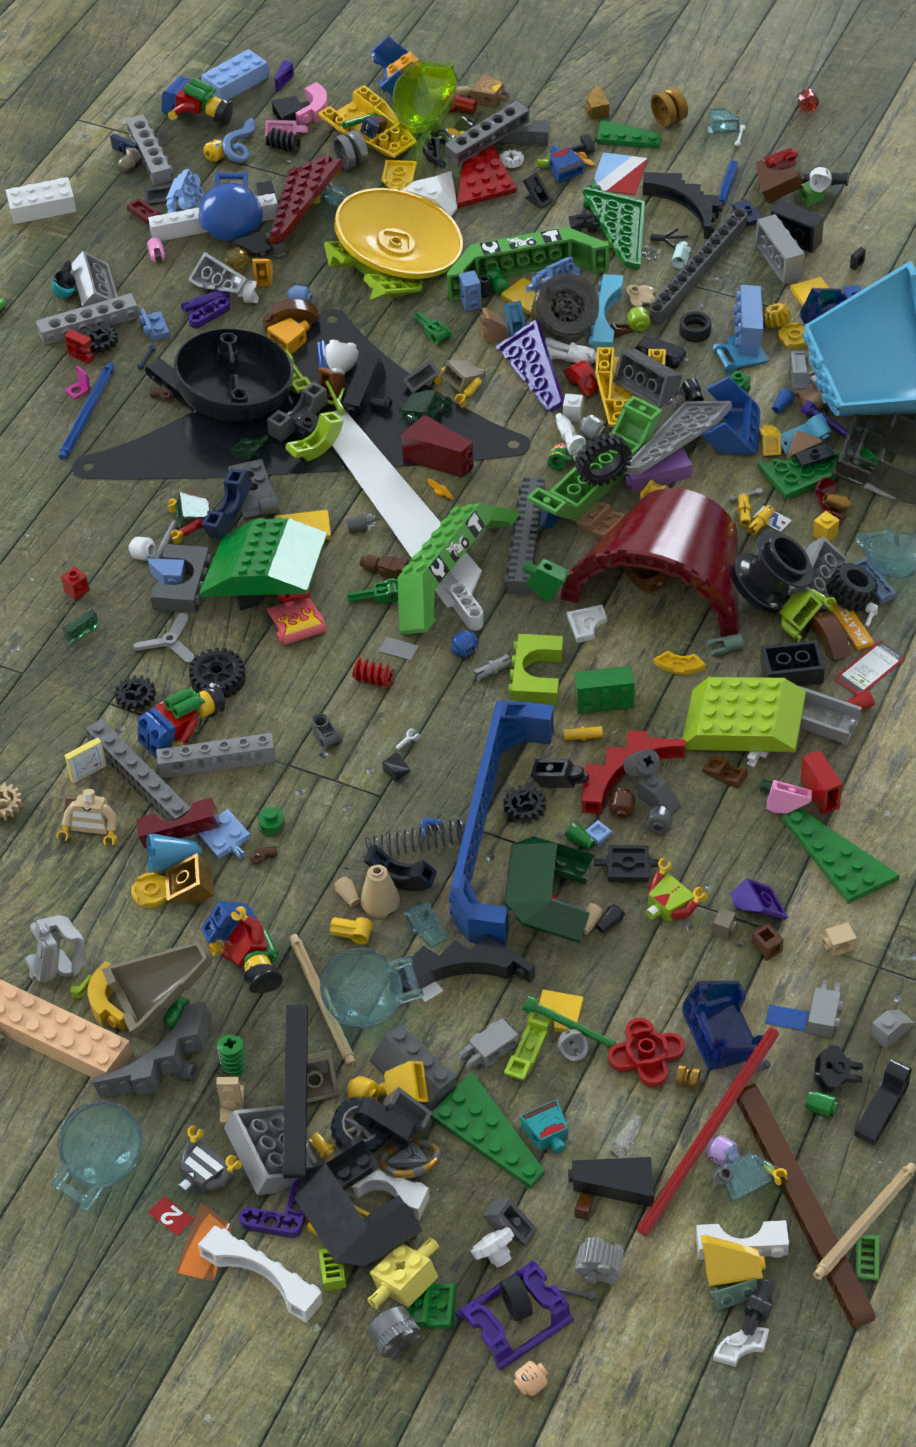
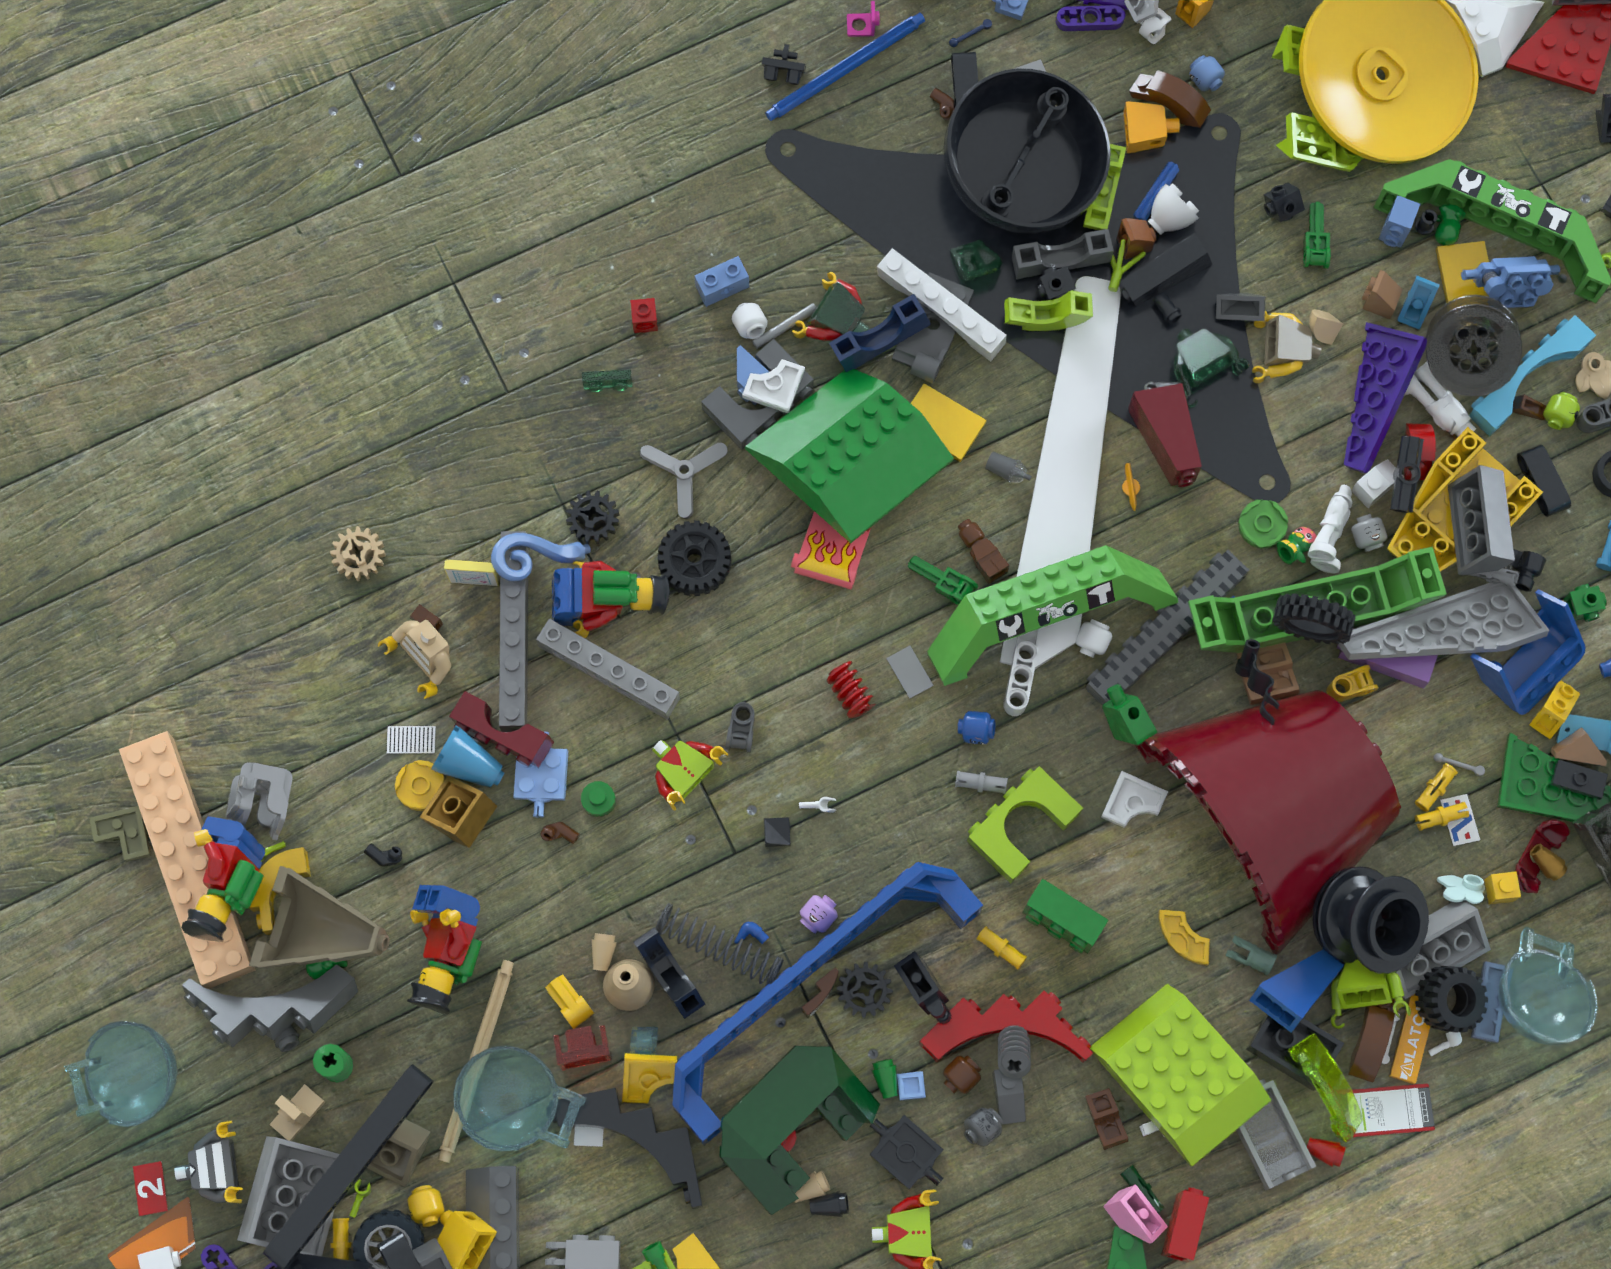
camera: 35 degrees right, 25 degrees up
(48, 427) = (794, 69): none -> black hips
(74, 993) = (229, 876): none -> piece
(107, 540) = (721, 281): none -> medium blue brick
(111, 724) = (560, 553): none -> medium blue plant
(122, 873) = (411, 739): none -> white sticker
(162, 940) = (384, 858): none -> black arm
(189, 562) = (776, 387): none -> white tile
(283, 472) = (964, 320): none -> white arch
(309, 770) = (683, 768): none -> torso
(314, 1117) = (359, 1197): none -> lime hand
(389, 936) = (582, 1048): none -> clear red panel
(398, 321) = (1283, 202): none -> black brick
(435, 927) = (646, 1074): none -> yellow tile
(460, 786) = (818, 913): none -> lavender head
(475, 356) = (1324, 326): none -> tan brick
(489, 563) = (1093, 638): none -> white head
(499, 822) = (825, 987): none -> reddish brown slope
(530, 461) = (1263, 523): none -> bright green tile
(586, 382) = (1409, 458): none -> black piece
(599, 511) = (1257, 681): none -> black flag
(676, 402) = (1502, 576): none -> light grey pin
(765, 633) = (1295, 990): none -> blue slope
(808, 538) = (1459, 889): none -> light aqua plate
(833, 659) = (1330, 1084): none -> clear neon green windscreen

